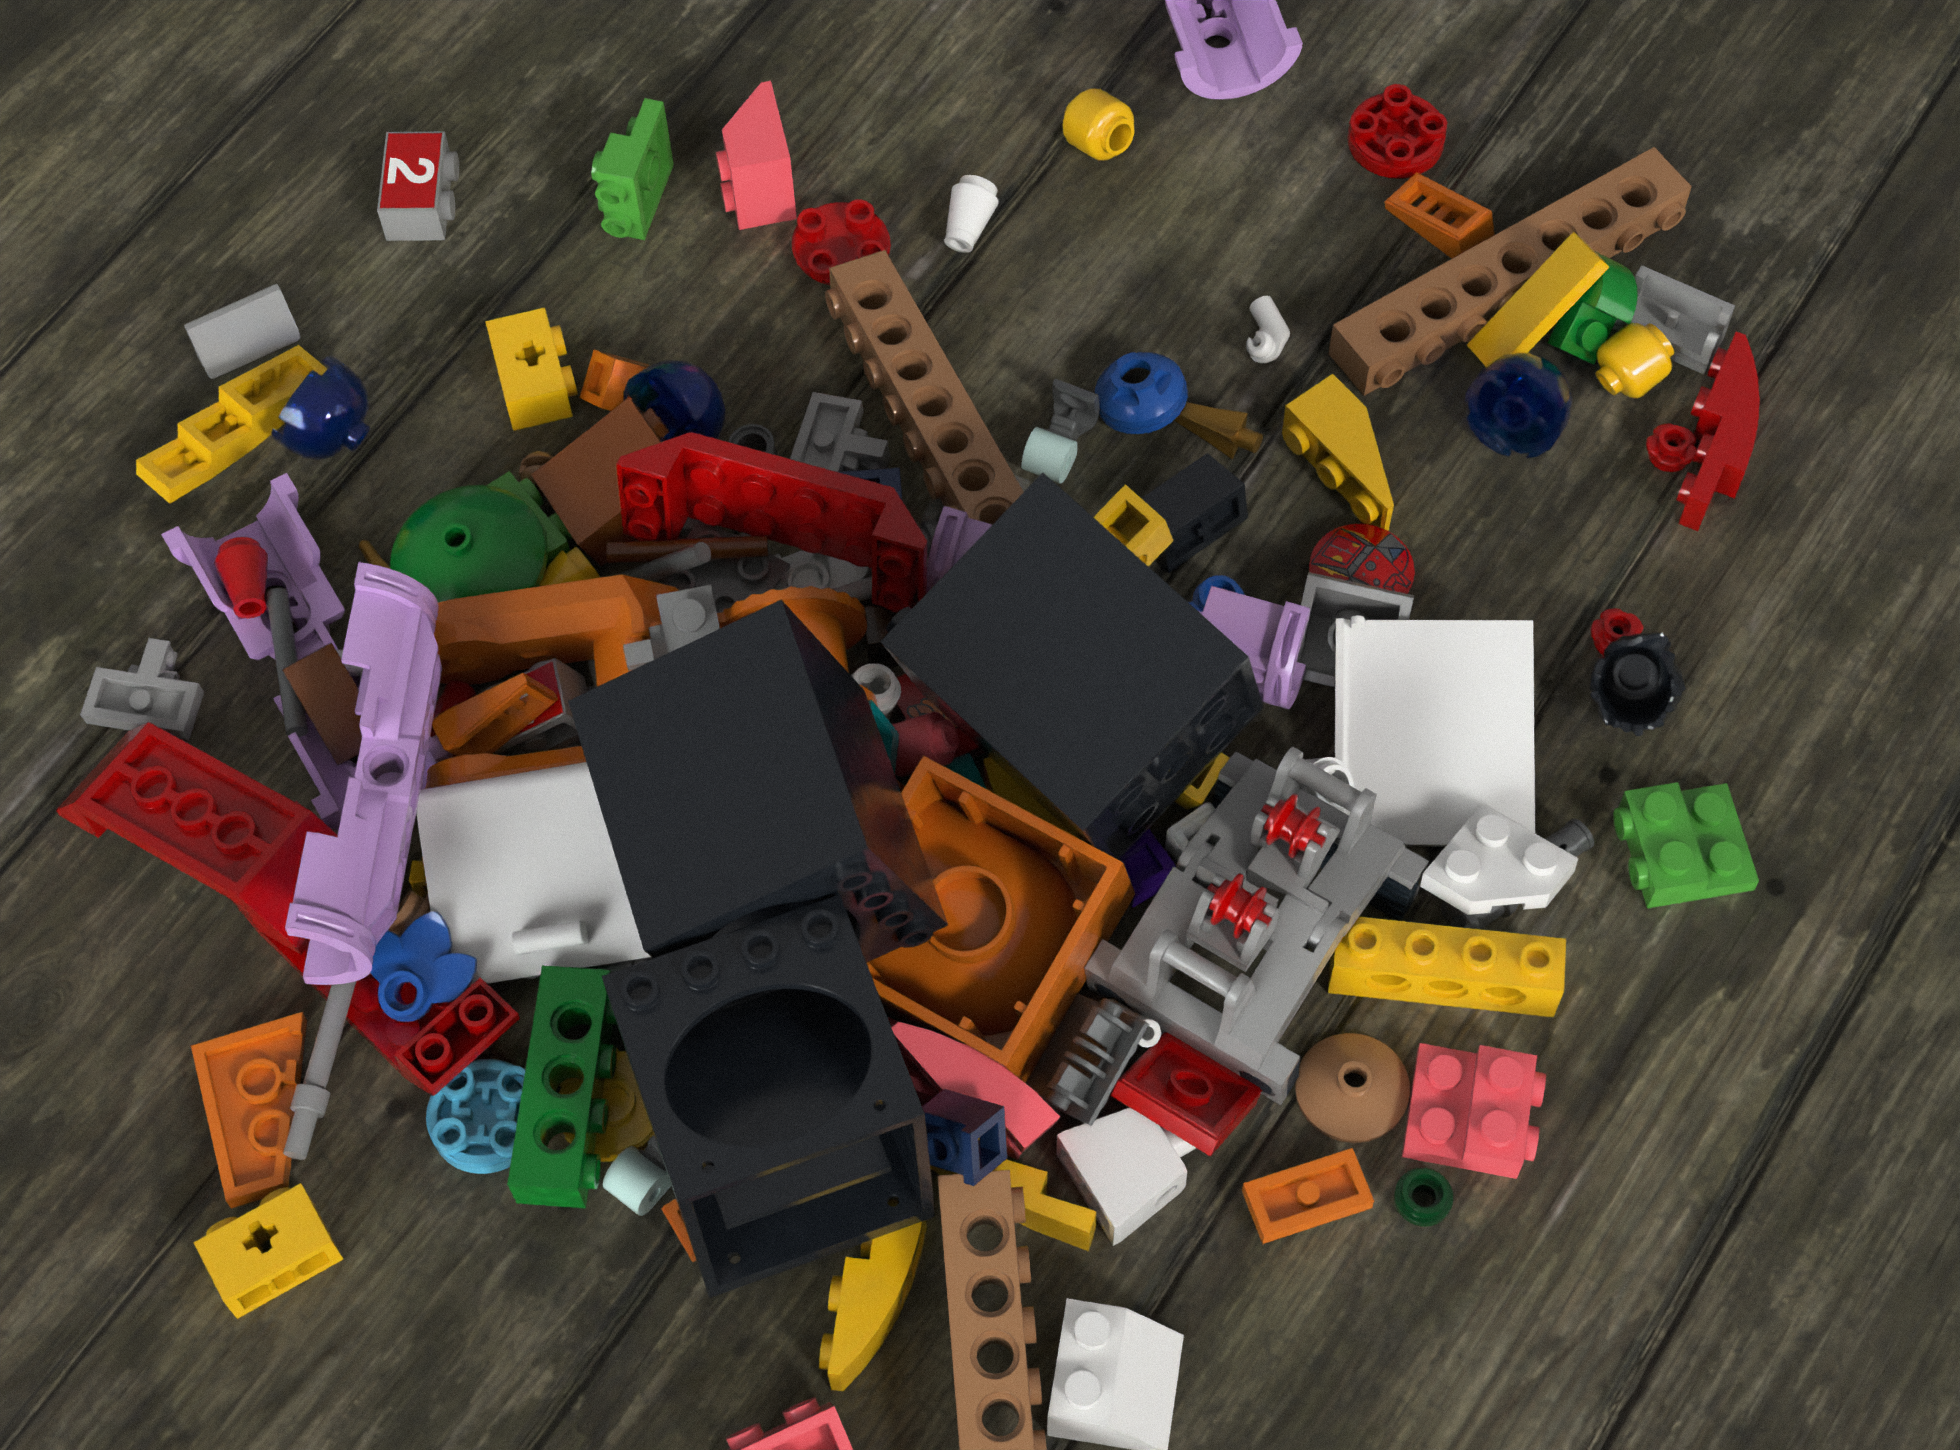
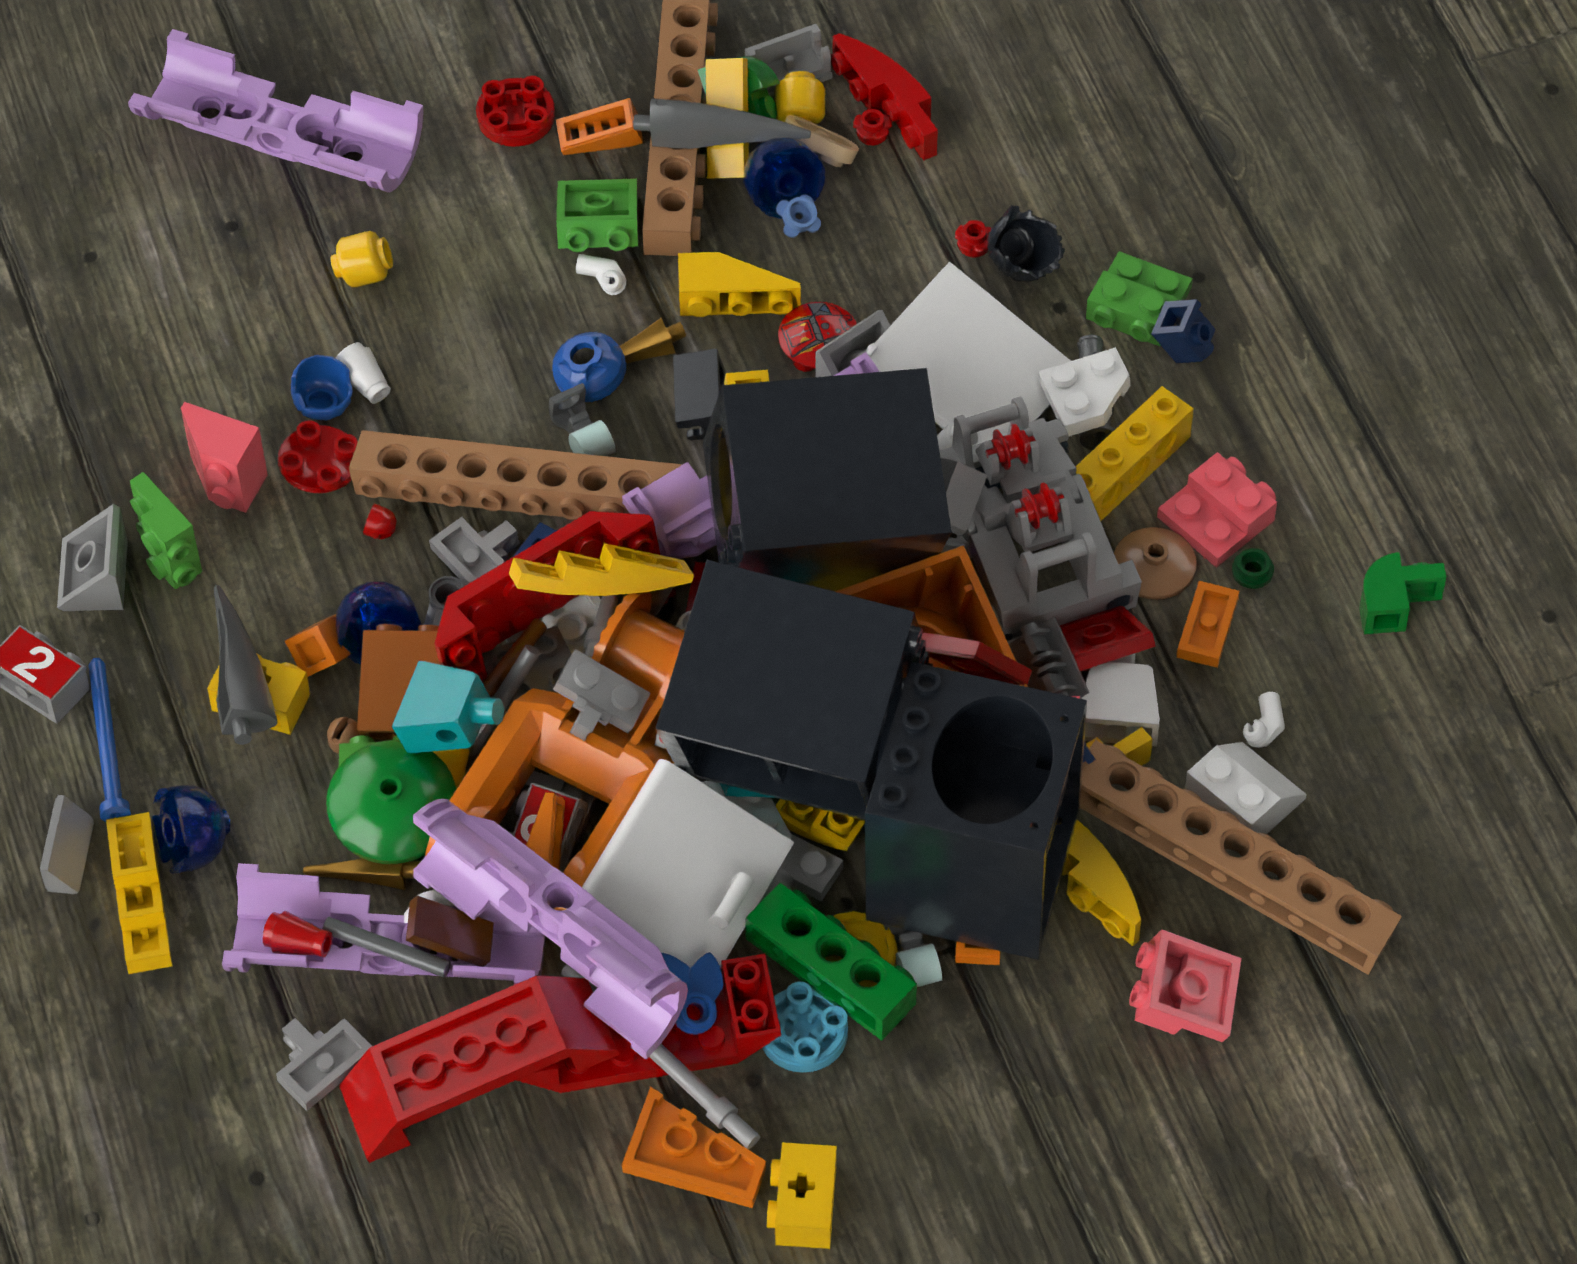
camera: 55 degrees left, 5 degrees down
(317, 341) = (114, 804): none -> blue bar
(503, 340) = (242, 692): none -> dark grey piece
(564, 158) = (94, 564): none -> light grey slope
(570, 521) = (444, 709): none -> teal torso
(806, 339) = (380, 523): none -> red hinge
(835, 560) = (614, 573): none -> yellow slope
(915, 188) = (321, 387): none -> blue hair
(972, 965) = (975, 659): none -> red tile
(1197, 805) = (963, 490): none -> light grey slope
(1224, 1350) = (1270, 723): none -> white arm
(1325, 276) = (597, 214): none -> bright green plate
(1491, 439) = (803, 205): none -> medium blue plate
(1500, 289) = (703, 125): none -> dark grey piece
(1511, 1361) = (1391, 588): none -> green brick
(1600, 409) = (832, 147): none -> tan plate
(1672, 927) = (1190, 338): none -> dark blue brick

